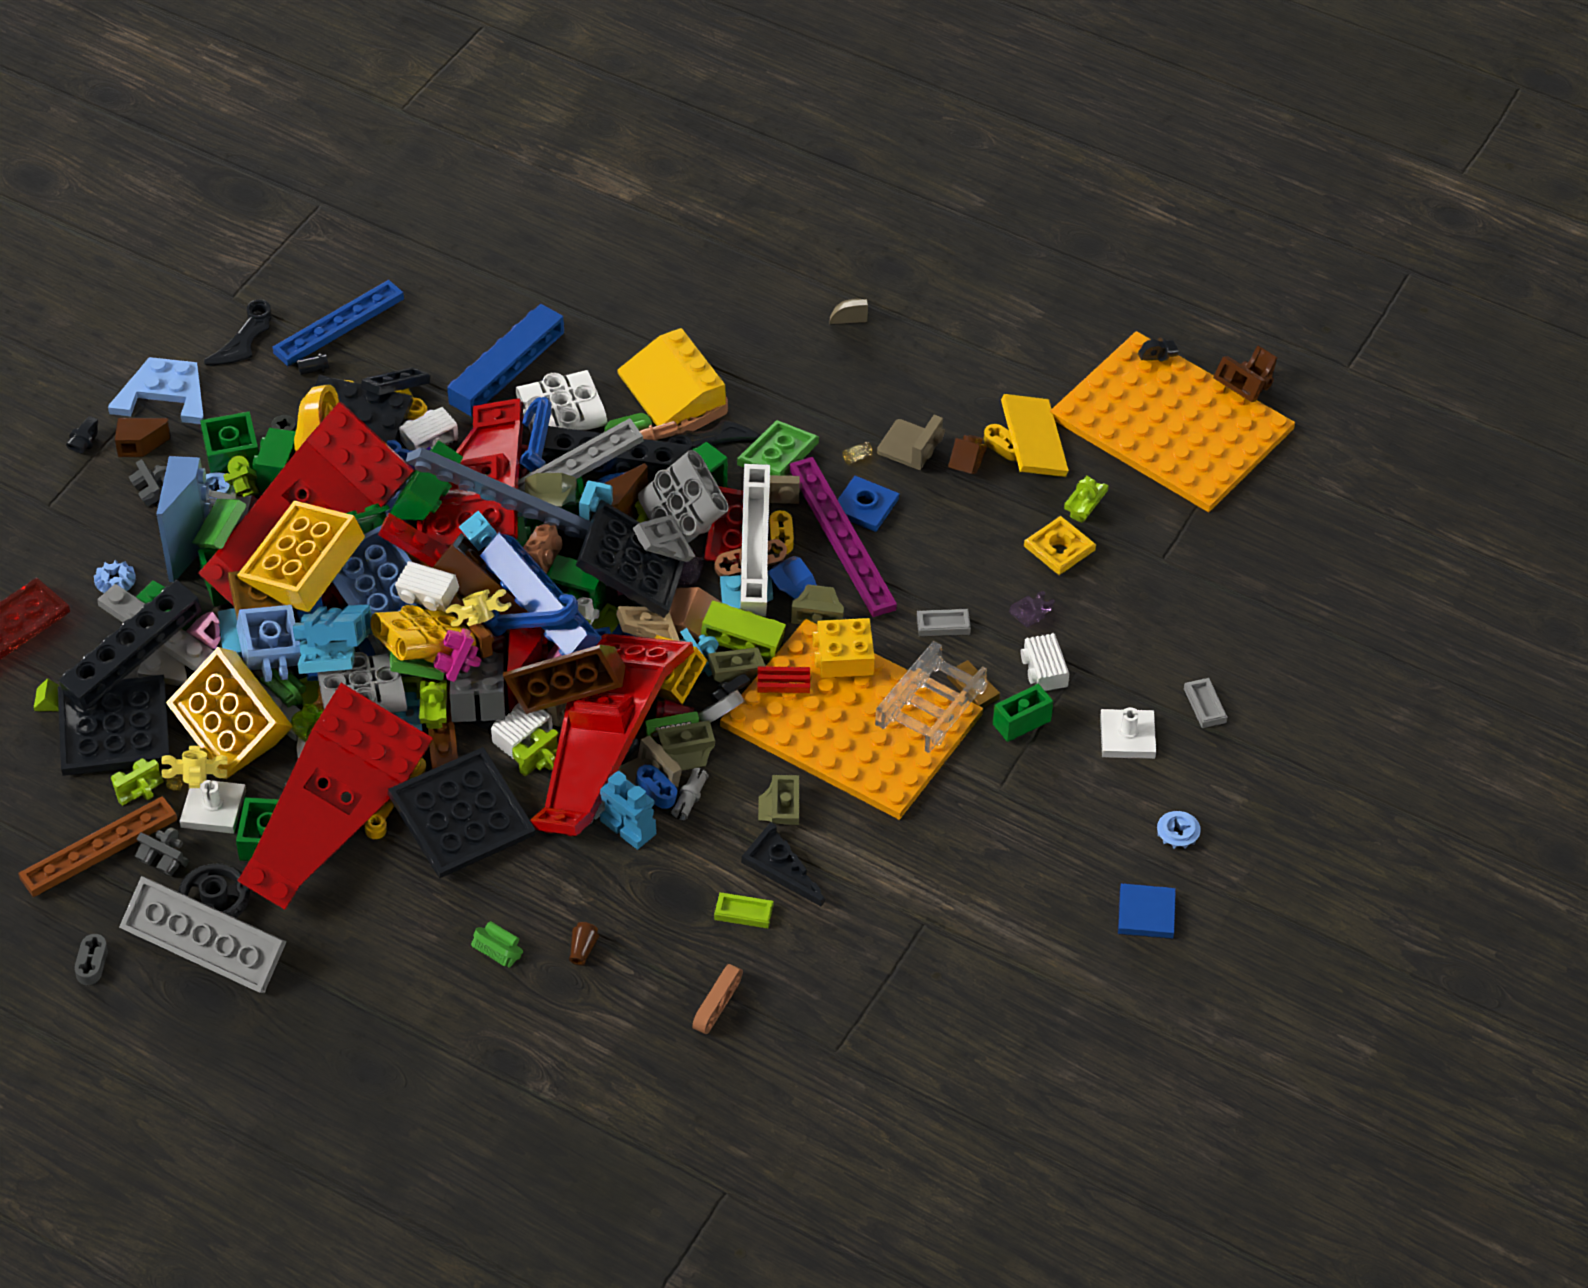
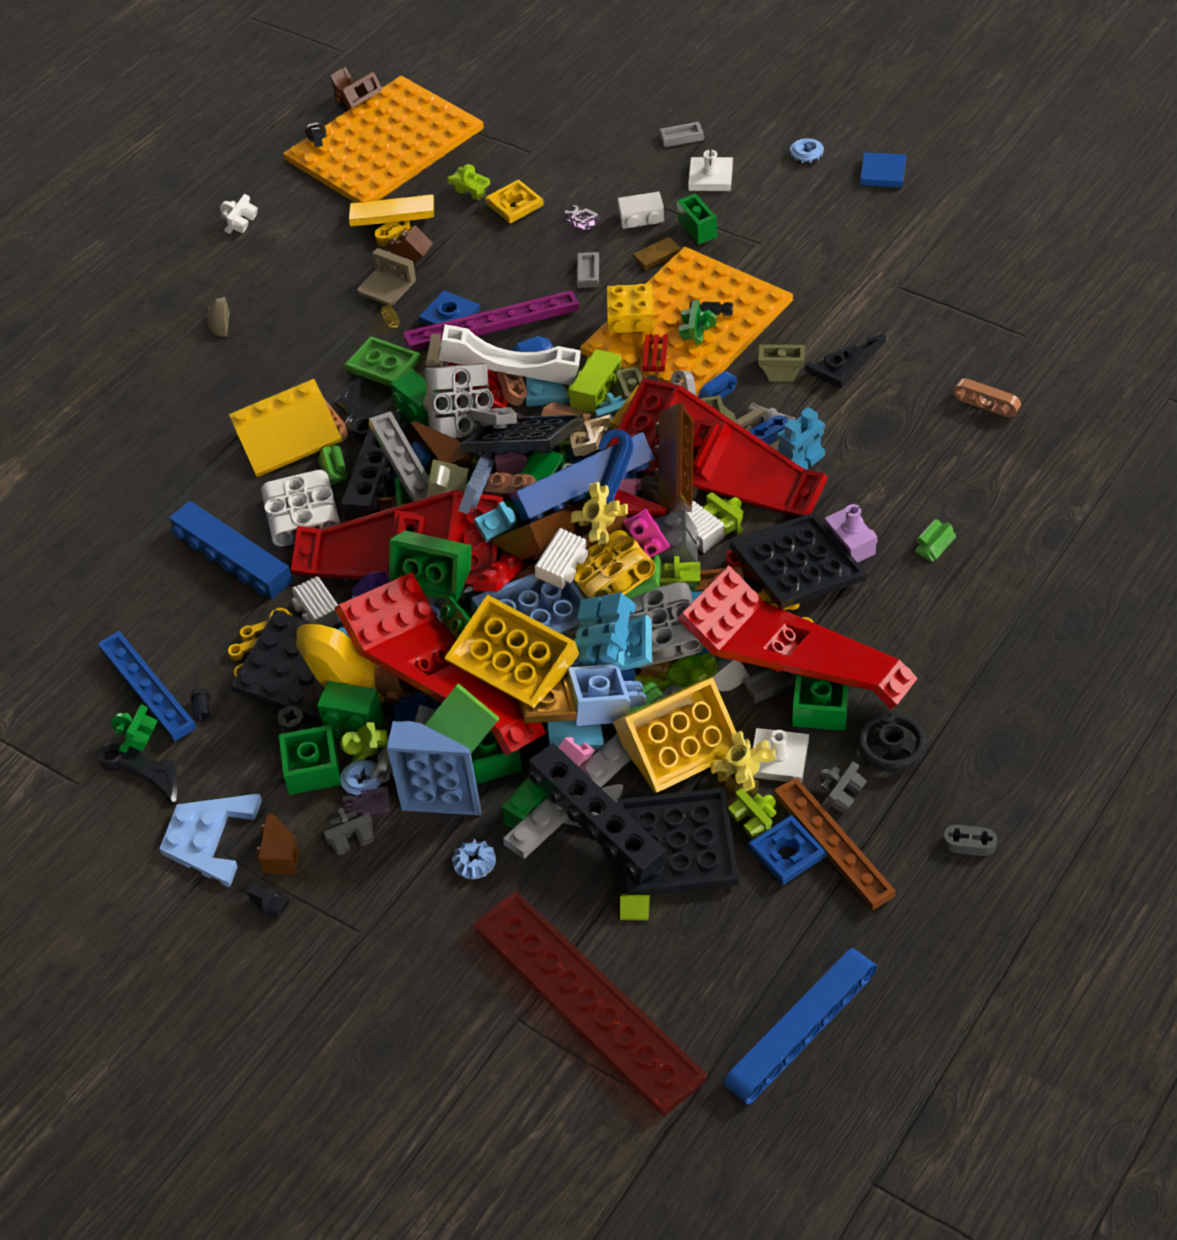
camera: 80 degrees left, 0 degrees up
(95, 795) = (787, 834): none -> blue piece
(202, 934) = (945, 744): light grey plate -> none
(279, 314) = (136, 730): none -> green hips
(395, 381) = (250, 625): black tile -> none
(500, 862) = (852, 532): none -> lavender brick
(532, 457) = (351, 499): blue piece -> none
(583, 940) = (933, 481): reddish brown cone -> none
(591, 497) = (461, 450): medium azure bracket -> none
(660, 432) = (349, 442): nougat axle -> none
(735, 743) = (720, 385): none -> blue beam
(743, 910) = (890, 387): lime tile -> none
(816, 605) = (574, 330): olive slope -> none
(827, 711) = (696, 322): none -> green hips
(858, 738) = (716, 307): none -> black axle
(918, 677) = (678, 279): clear fence -> none
(1022, 301) = (235, 213): none -> white hips

